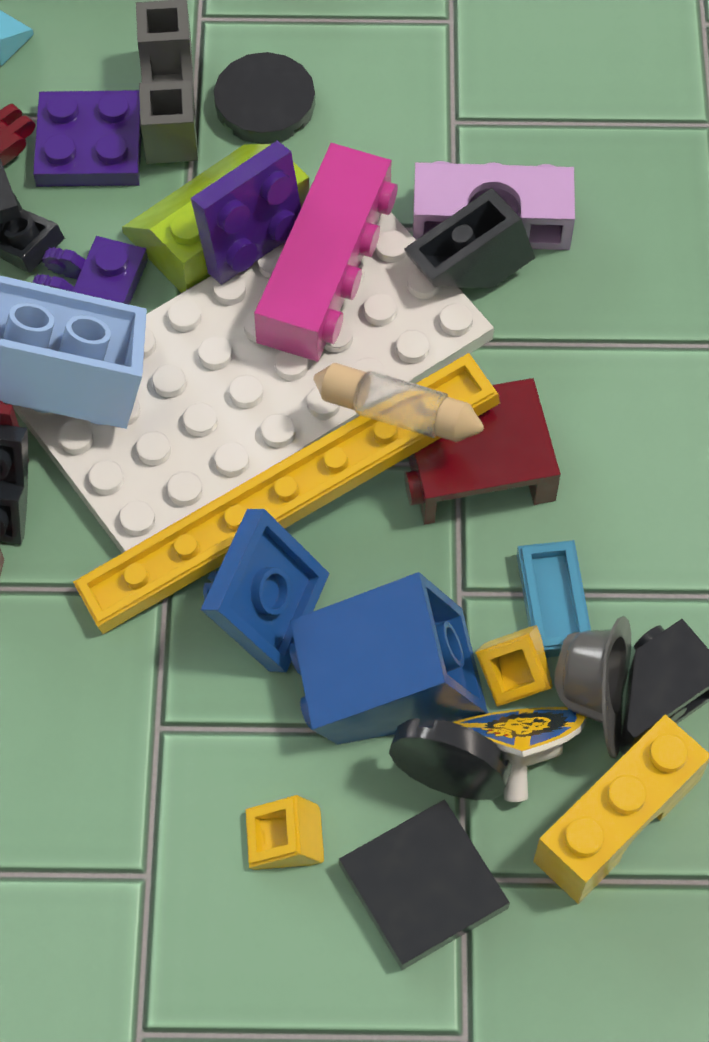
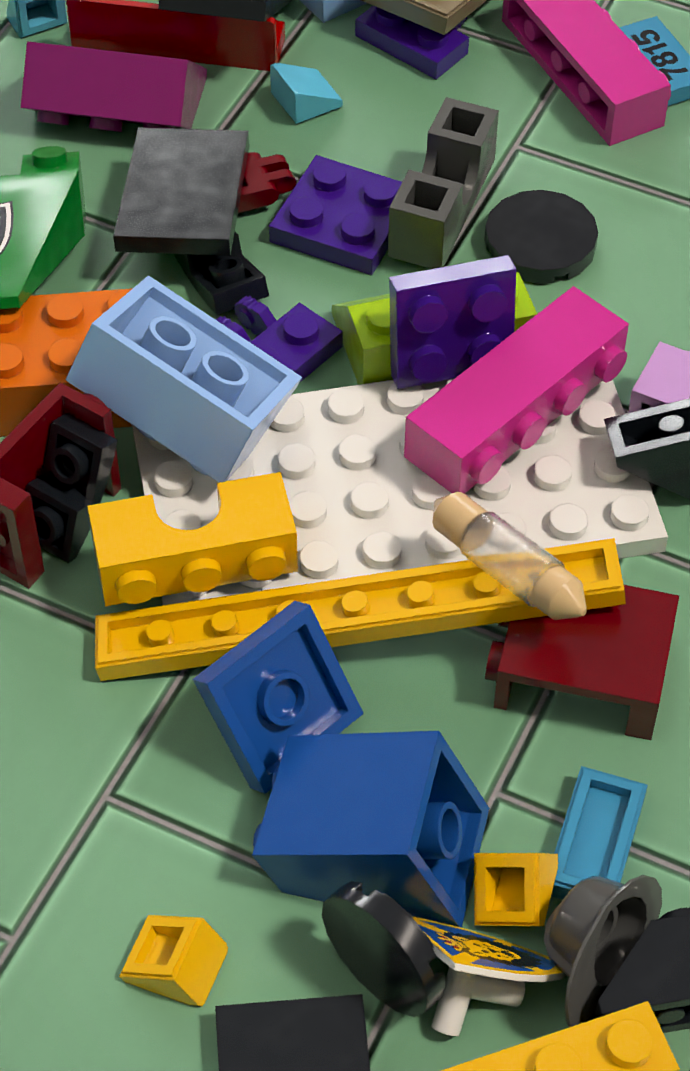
camera: 25 degrees right, 10 degrees down
(96, 519) = (149, 559): none -> yellow arch

